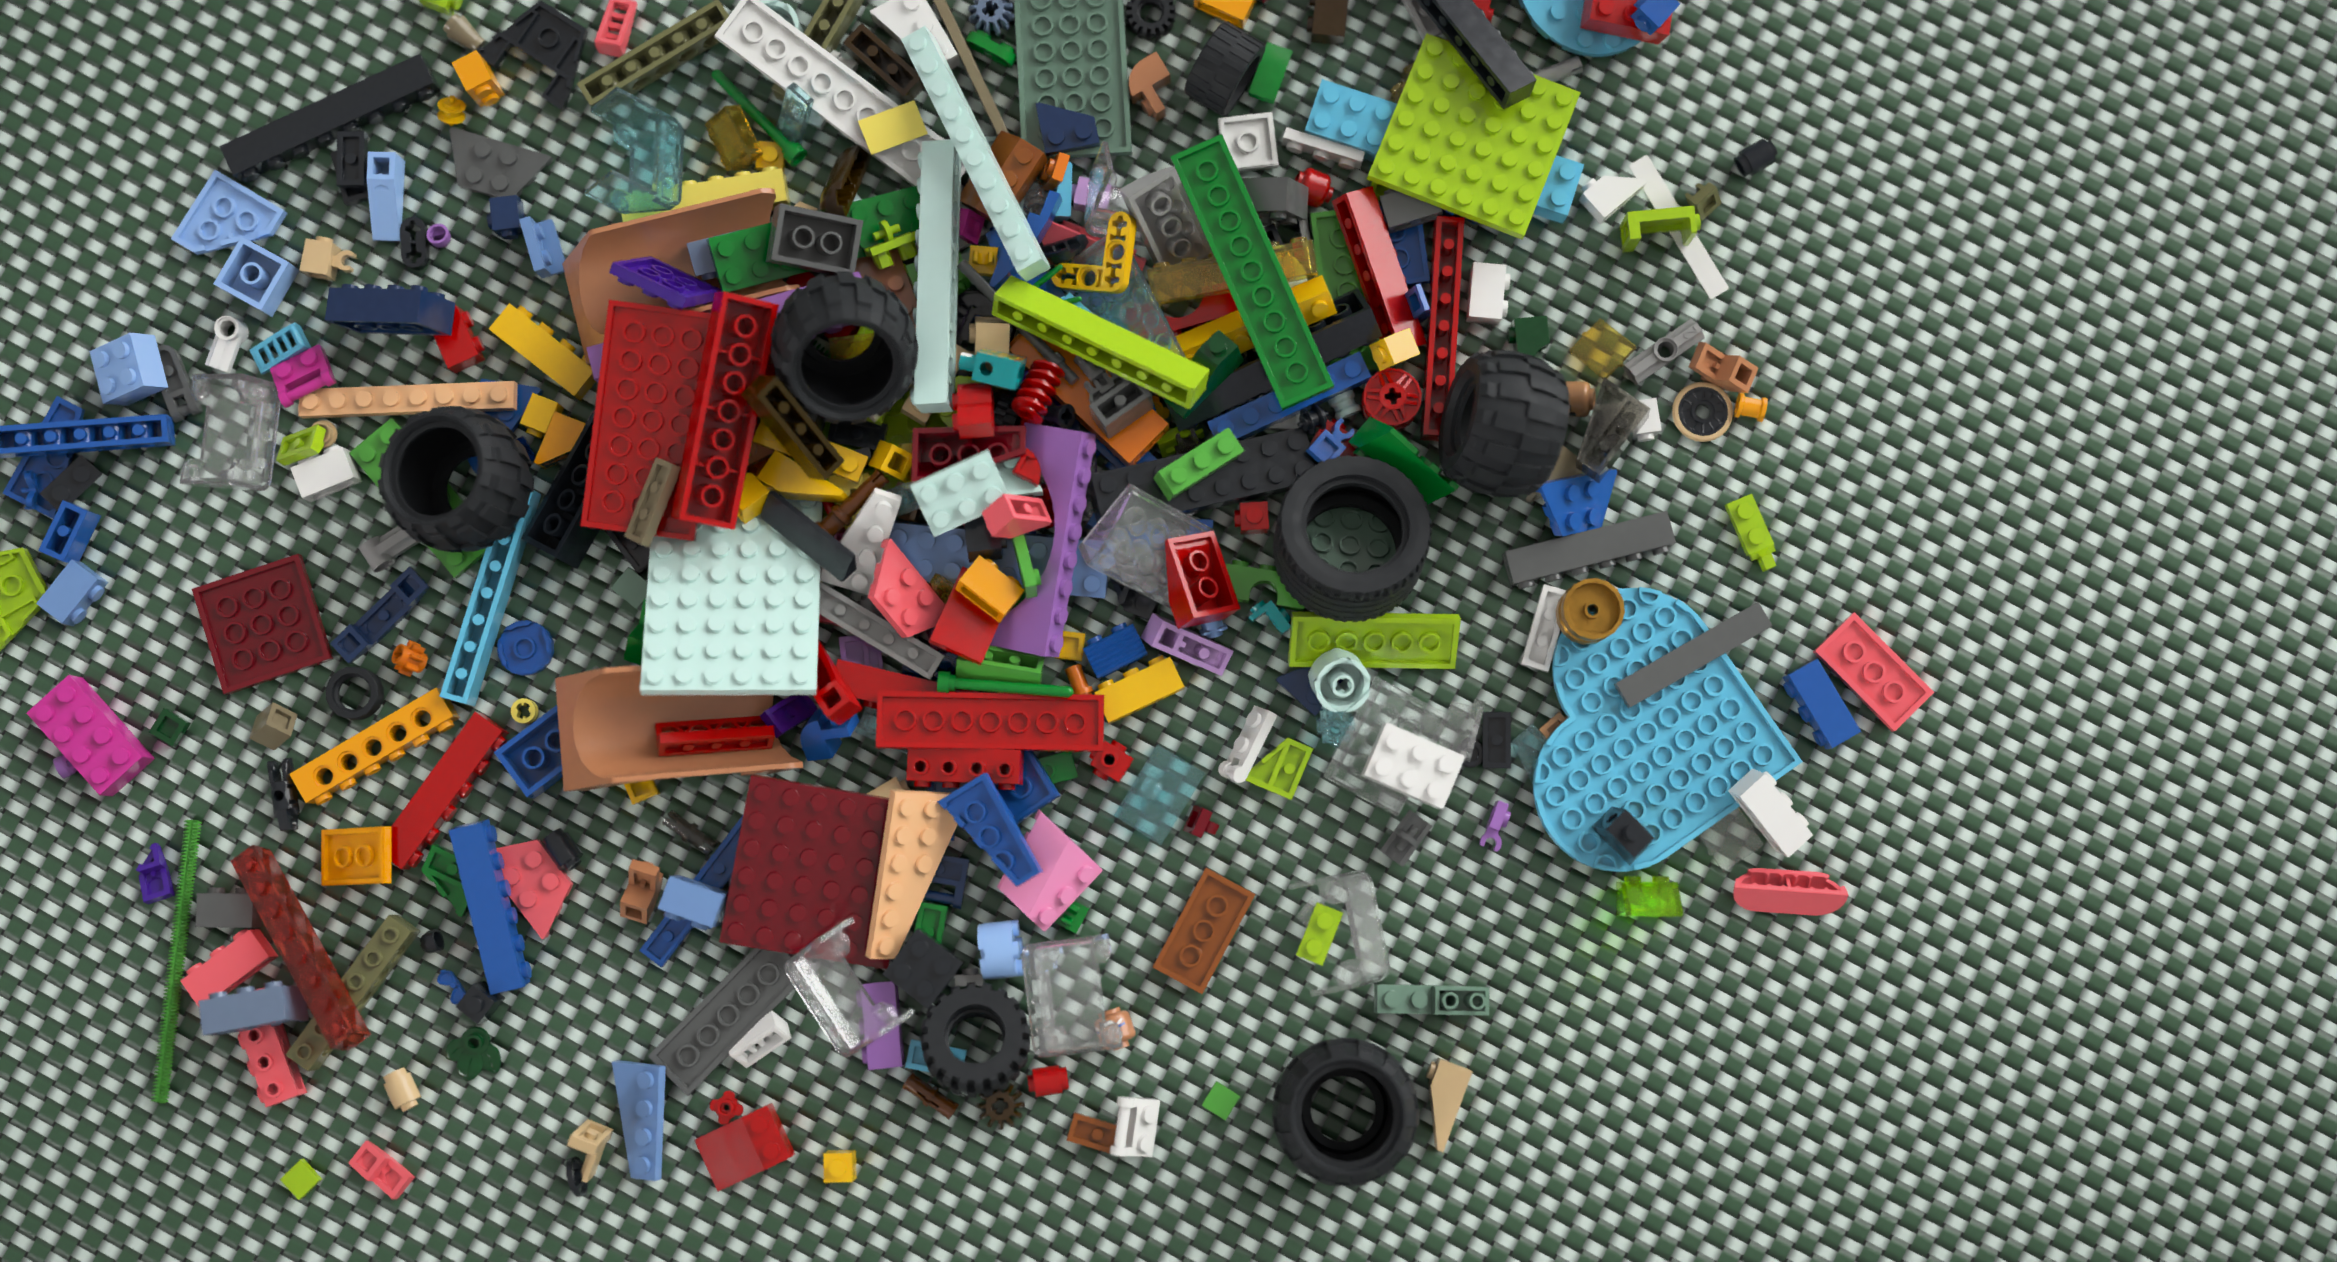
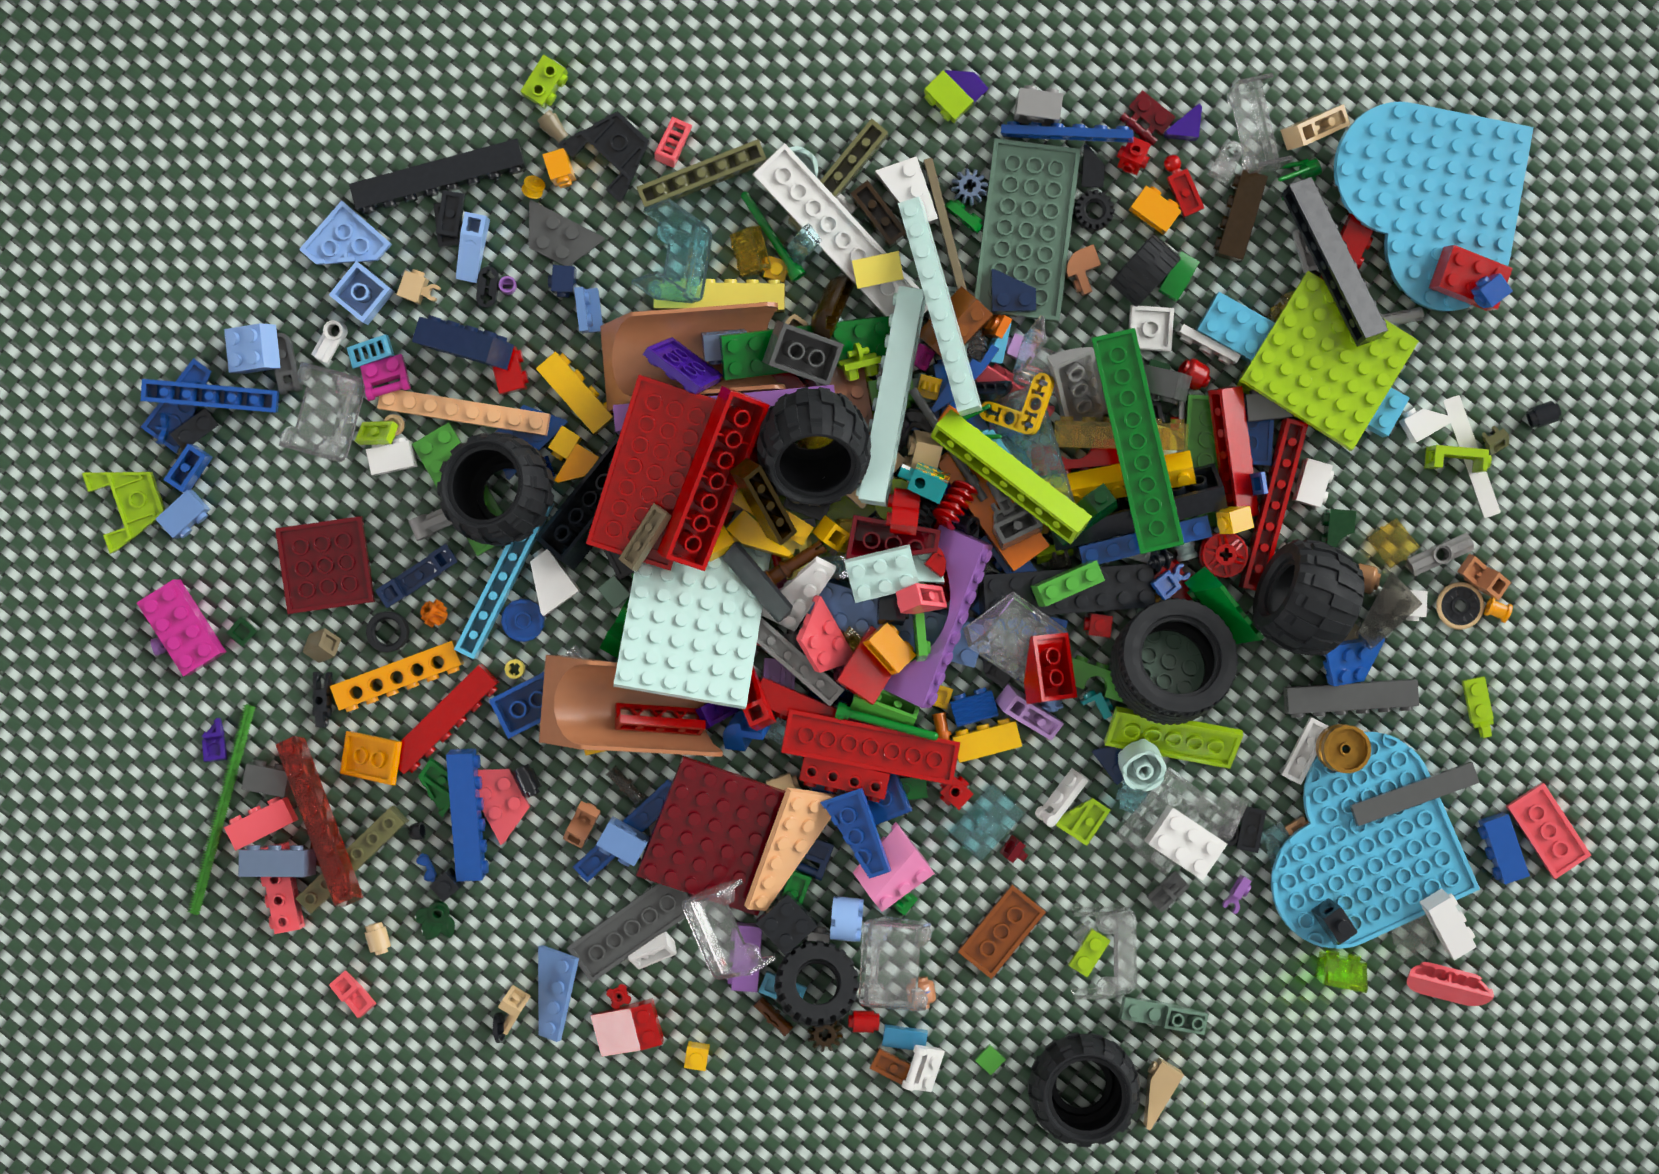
camera: 10 degrees right, 5 degrees up
(301, 1179) = (291, 989): lime tile -> none
(553, 592) = (551, 581): none -> white slope
(1102, 1092) = (903, 1037): none -> dark azure slope

